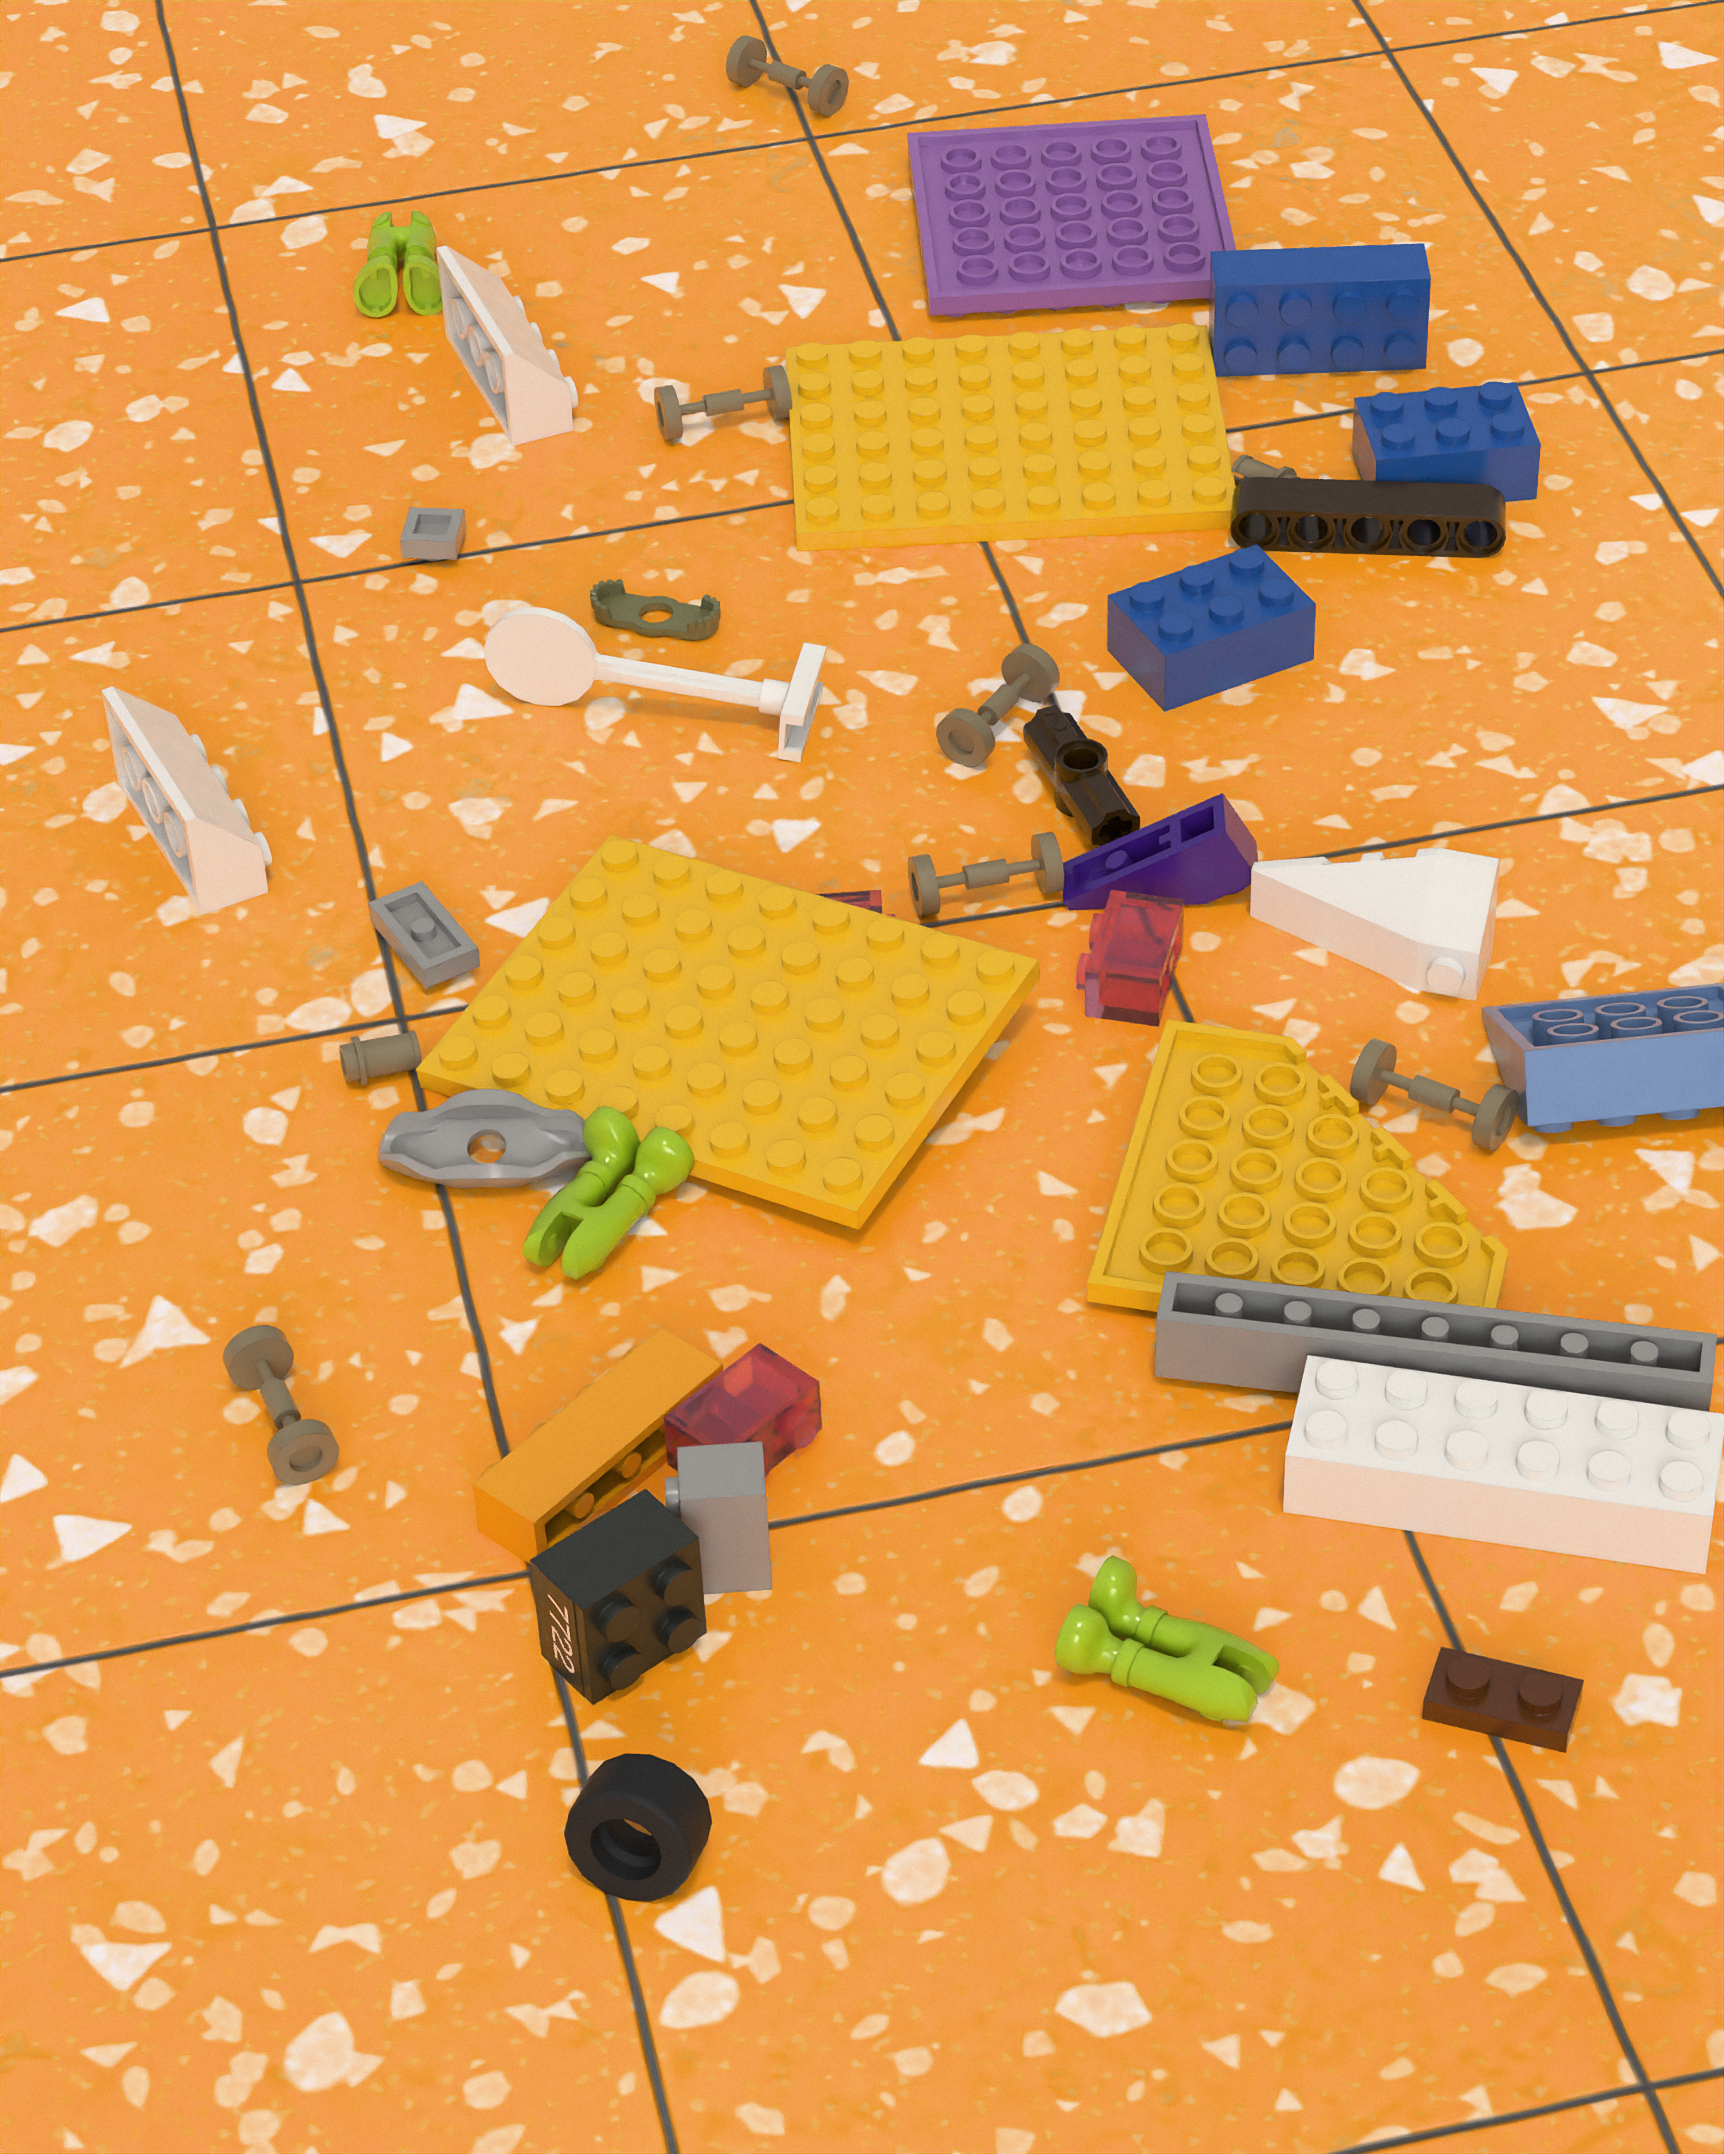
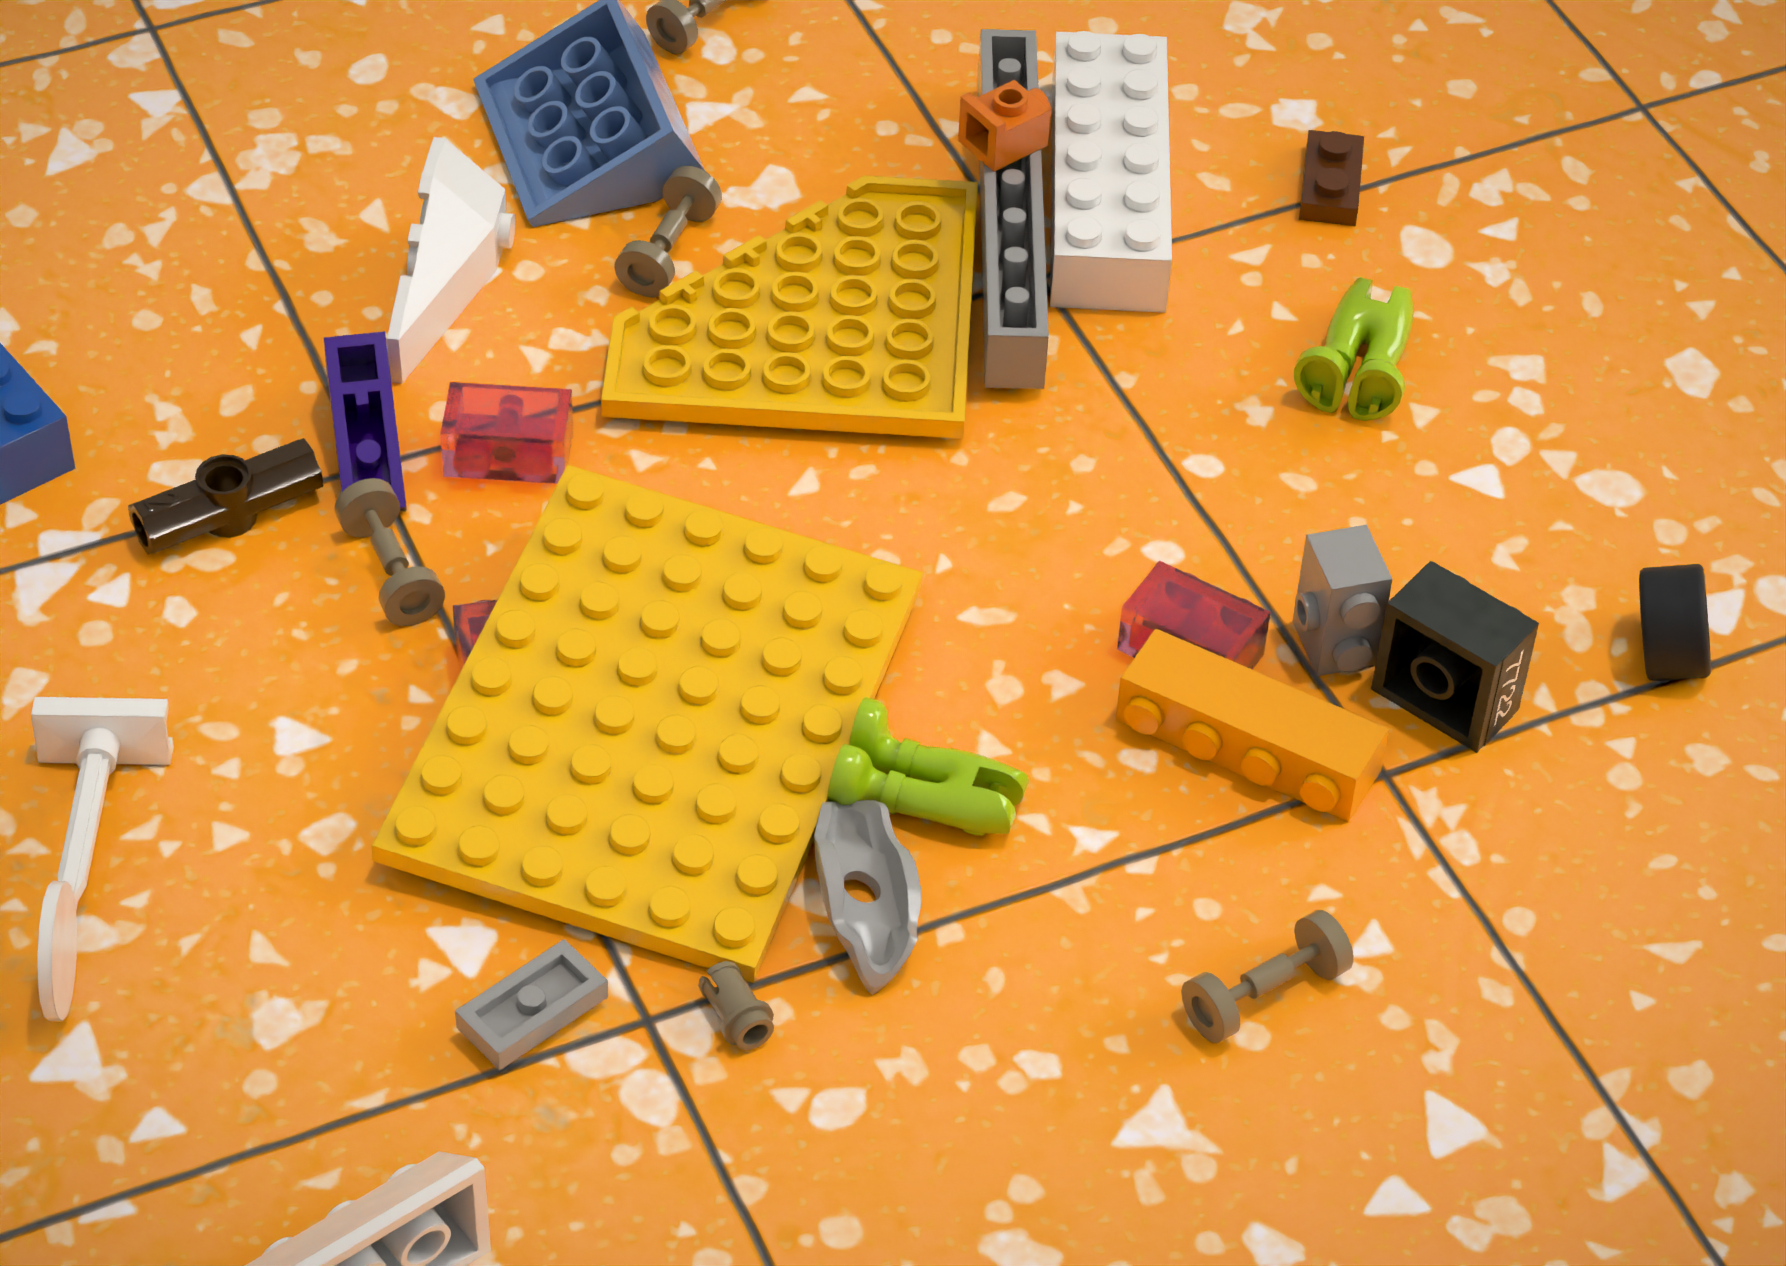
camera: 105 degrees left, 5 degrees up
(968, 735) = (45, 553): dark tan wheel -> none
(1497, 1302) = (1004, 124): none -> orange brick

